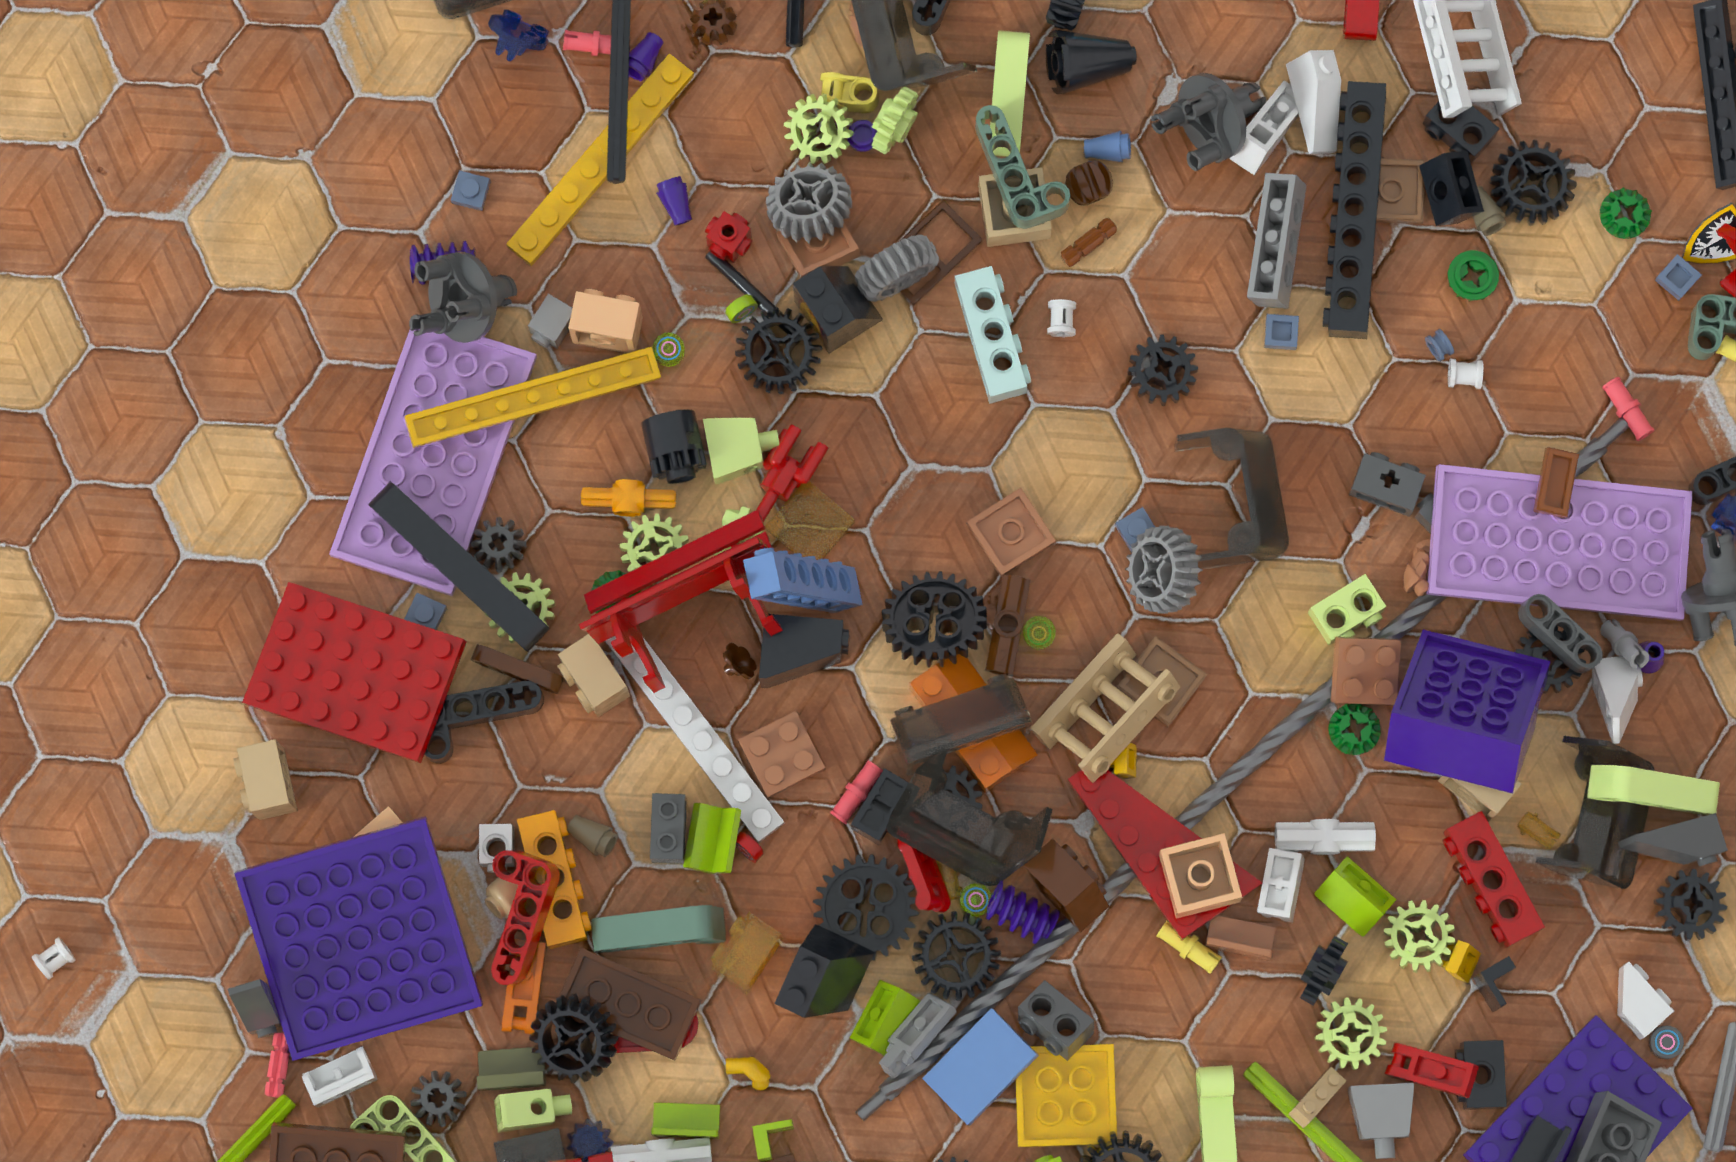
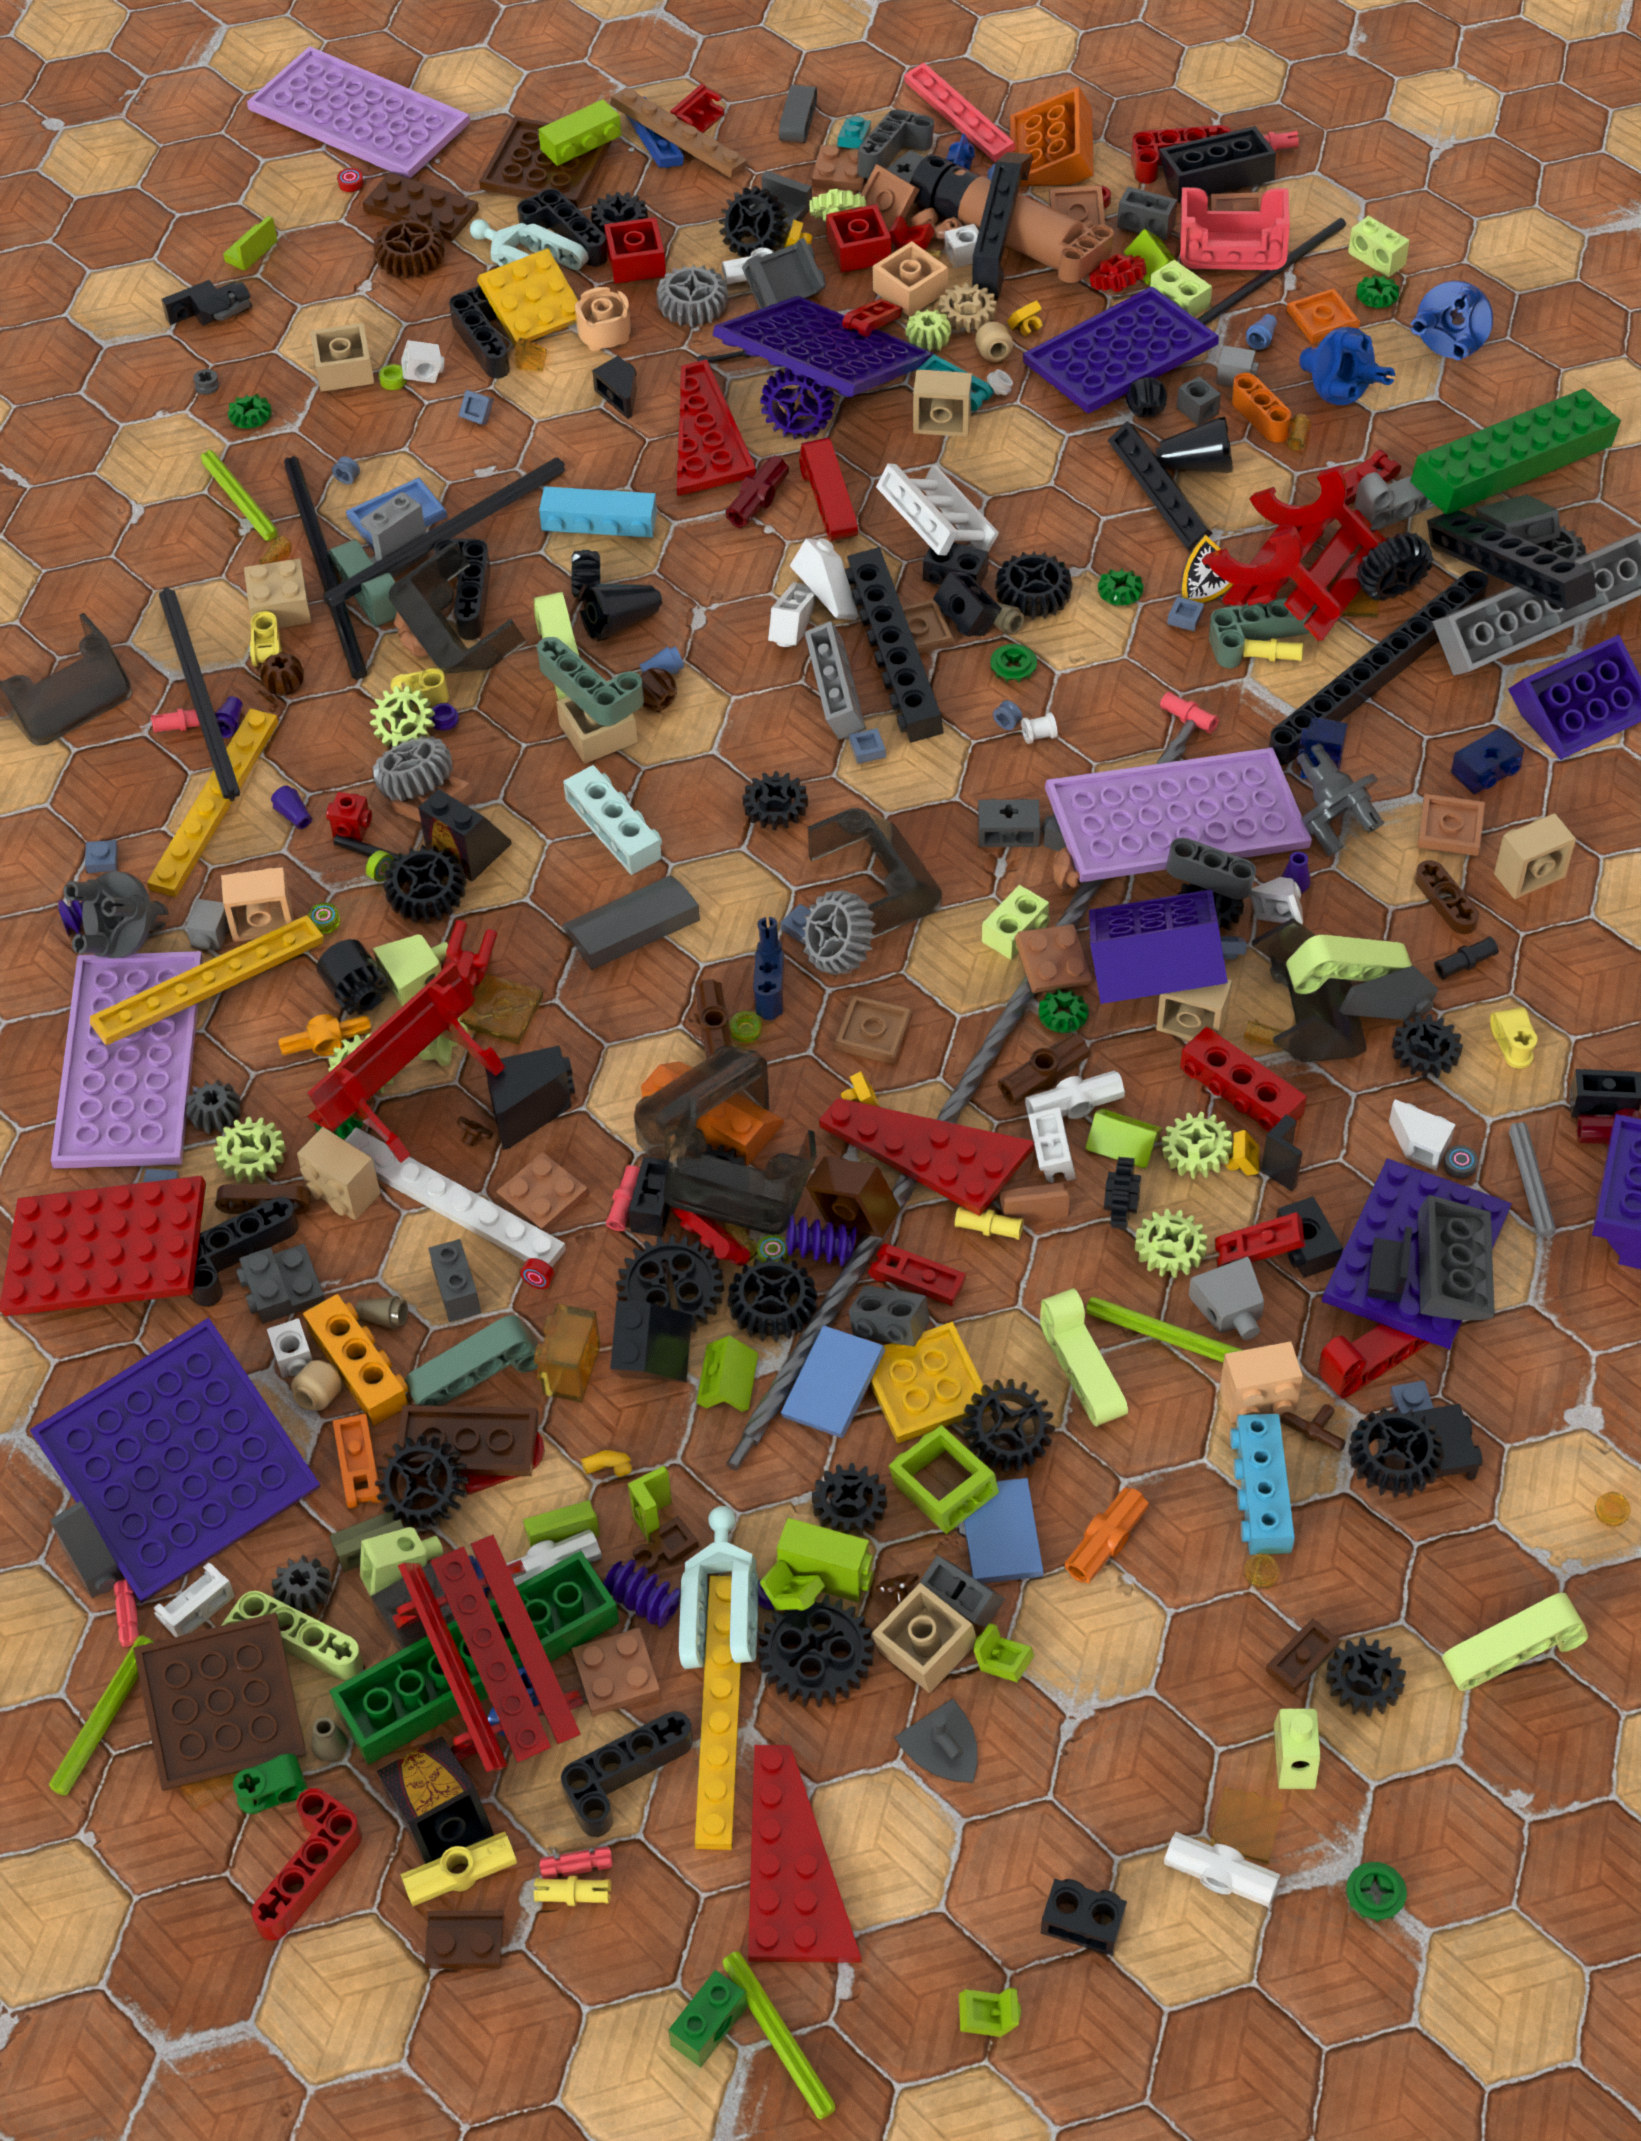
camera: 20 degrees left, 25 degrees down
(266, 780) = (40, 1358): tan brick -> none
(459, 566) = (180, 1123): black beam -> none
(508, 766) = (279, 1282): none -> dark grey plate
(517, 35) = (108, 728): clear blue plate -> none
(518, 917) = (333, 1390): red beam -> none
(712, 838) = (500, 1276): lime panel -> none
(802, 581) = (505, 1008): medium blue brick -> none
(895, 120) = (467, 688): yellowish green gear -> none
(896, 268) = (509, 788): light grey gear -> none
(916, 1033) = (759, 1373): light grey hinge -> none
(944, 269) = (551, 791): reddish brown window -> none
(964, 621) = (622, 1044): black gear -> none
(970, 463) = (632, 921): none -> dark grey slope
(1011, 532) = (689, 956): nougat plate -> none
(1061, 318) = (670, 790): white bush -> none
(1086, 566) = (768, 971): none -> dark blue beam
(1086, 688) = (810, 1043): tan fence -> none
(1088, 242) = (672, 734): dark orange axle -> none
(1101, 978) = (917, 1274): none -> red plate
(1200, 875) = (974, 1139): light nougat brick -> none
(1211, 117) = (739, 608): dark grey piece -> none
(1317, 1097) = (1164, 1302): tan piece -> none
(1327, 786) = (1032, 1077): none -> reddish brown piece
(1550, 716) = (1233, 946): none -> sand blue plate
(1556, 482) = (1153, 766): dark orange tile -> none
(1624, 644) = (1272, 867): light grey pin -> none

